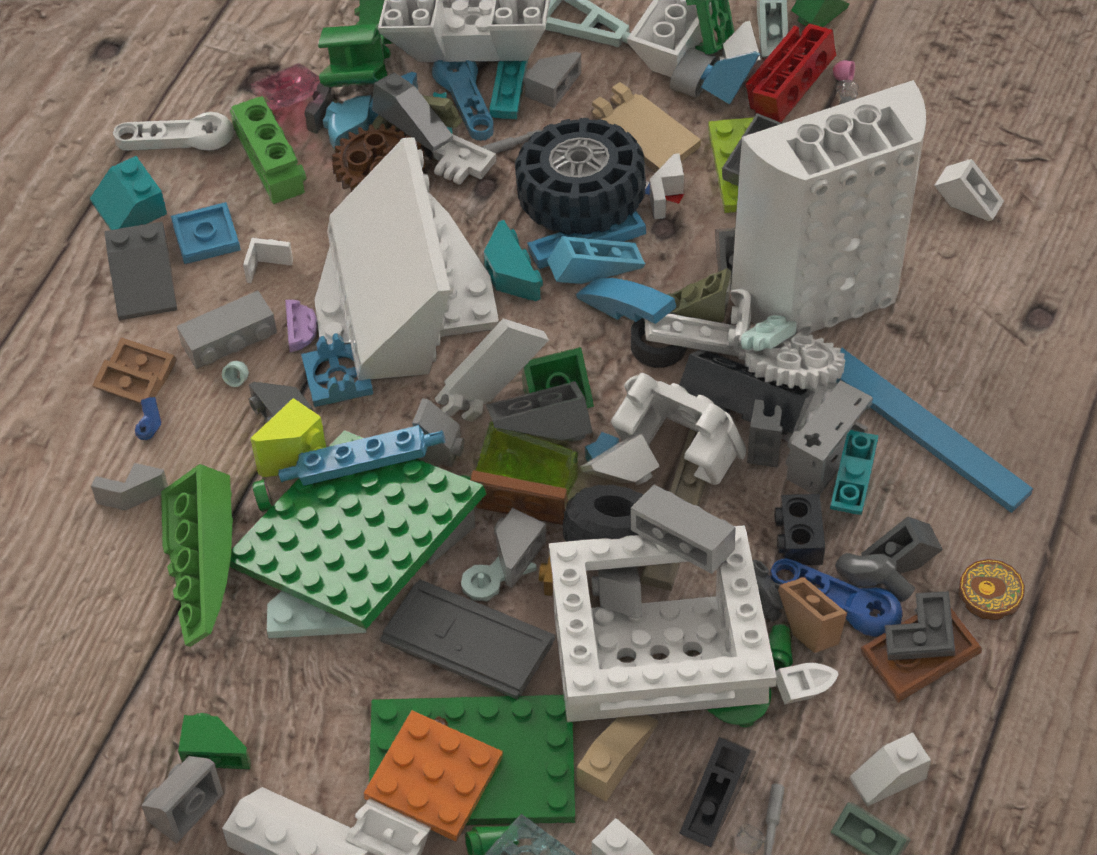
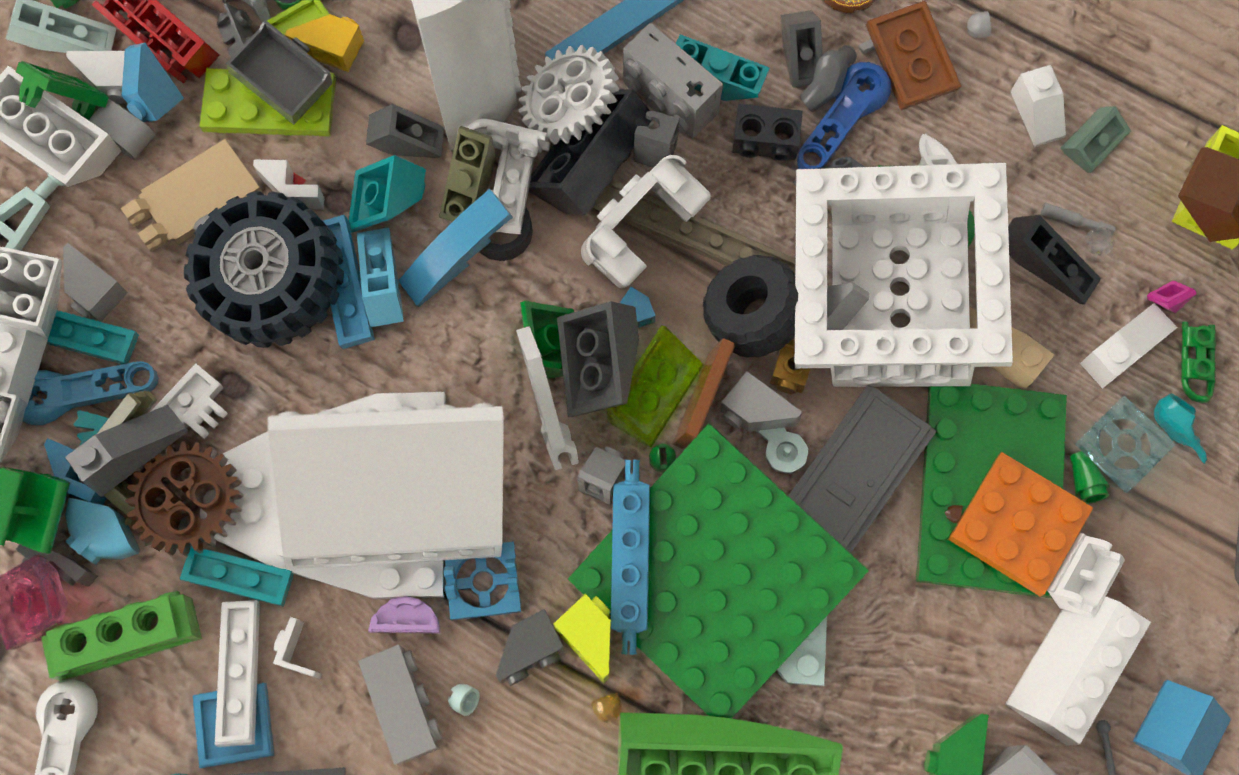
camera: 85 degrees left, 20 degrees up
(236, 472) = (607, 705): none -> clear yellow hinge
(245, 224) = (237, 674): none -> white tile
(262, 495) = (645, 678): green tile -> none
(324, 199) = (237, 576): none -> teal plate
(508, 143) = (174, 349): light grey piece -> none
(510, 265) = (366, 367): teal slope -> none
(624, 462) = (666, 286): white slope -> none
(675, 253) = (384, 191): none -> teal slope
(683, 528) = (813, 221): light grey brick -> none
(768, 333) = (538, 110): light aqua hinge -> none
(812, 615) = (873, 138): medium nougat slope -> none
(929, 636) = (908, 37): dark grey tile -> none
(974, 711) = (979, 25): none -> light grey hinge

